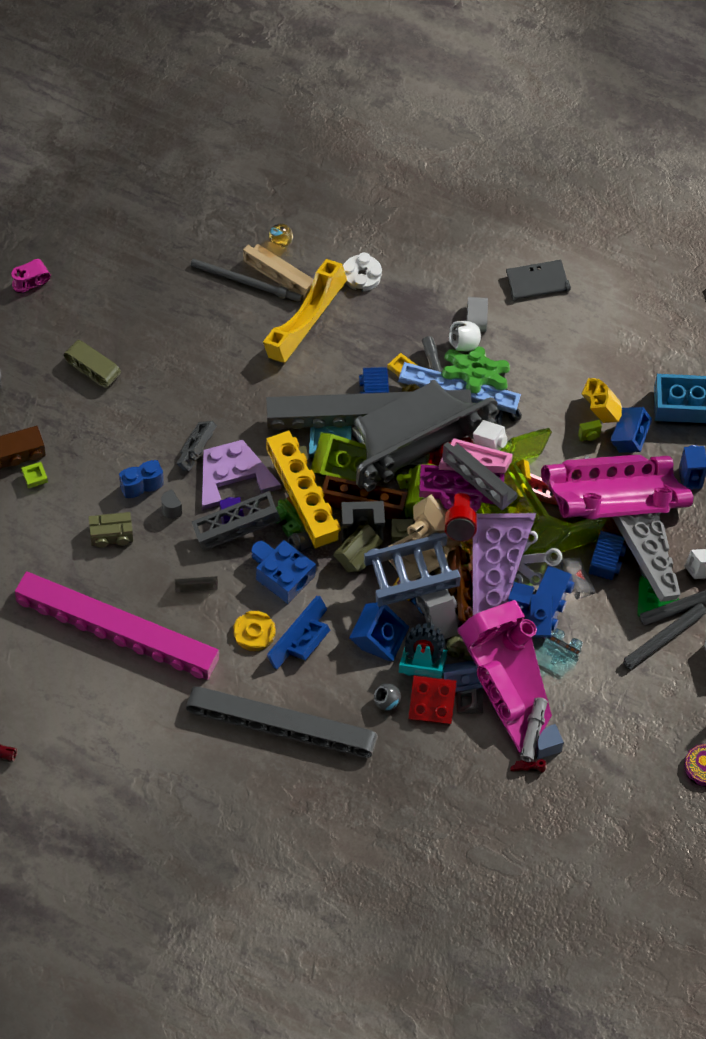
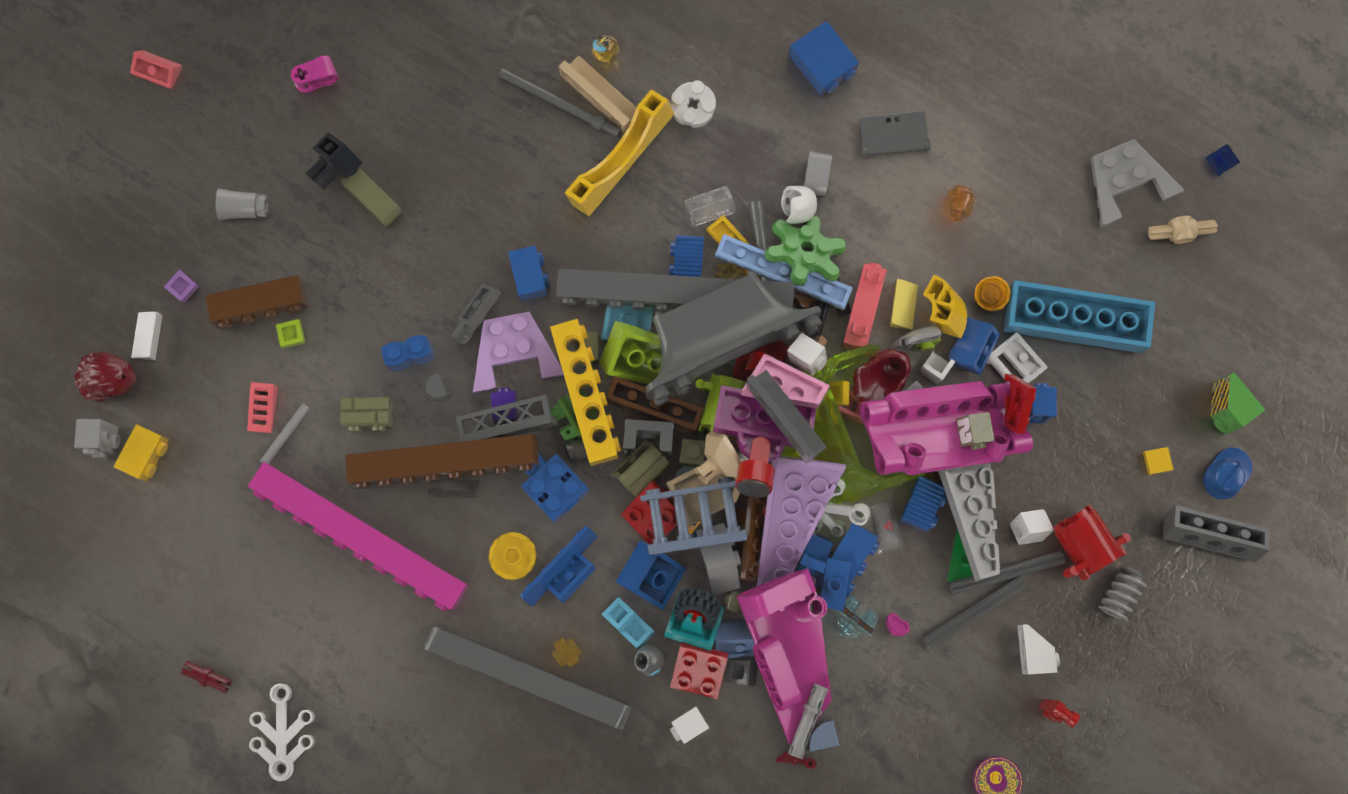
camera: 10 degrees right, 20 degrees up
(16, 520) = (270, 408): none -> coral slope
(40, 552) = (285, 433): none -> light grey bar
(57, 332) = (333, 161): none -> black brick
(67, 791) = (281, 735): none -> white plant
(184, 555) = (442, 460): none -> reddish brown brick
(238, 409) = (528, 274): none -> blue brick
(313, 697) = (566, 652): none -> clear yellow gear
(363, 673) = (628, 623): none -> medium azure slope
(365, 582) = (639, 514): none -> red plate
(388, 347) = (710, 205): none -> clear slope
(430, 744) = (688, 725): none -> white brick
(469, 228) = (824, 58): none -> blue brick
(533, 404) = (864, 306): none -> coral brick
(555, 452) = (881, 375): none -> dark red piece
(566, 407) = (903, 305): none -> light yellow slope
(571, 434) = (920, 335): none -> light grey brick
(599, 652) = (896, 625): none -> dark pink piece
(601, 325) = (959, 203): none -> clear orange head
(601, 449) = (936, 368): none -> white panel
(640, 389) = (992, 293): none -> light orange hair
(641, 484) = (975, 430): none -> brick
(670, 435) = (1020, 356): none -> white plate
(675, 465) = (1018, 404): none -> red wing

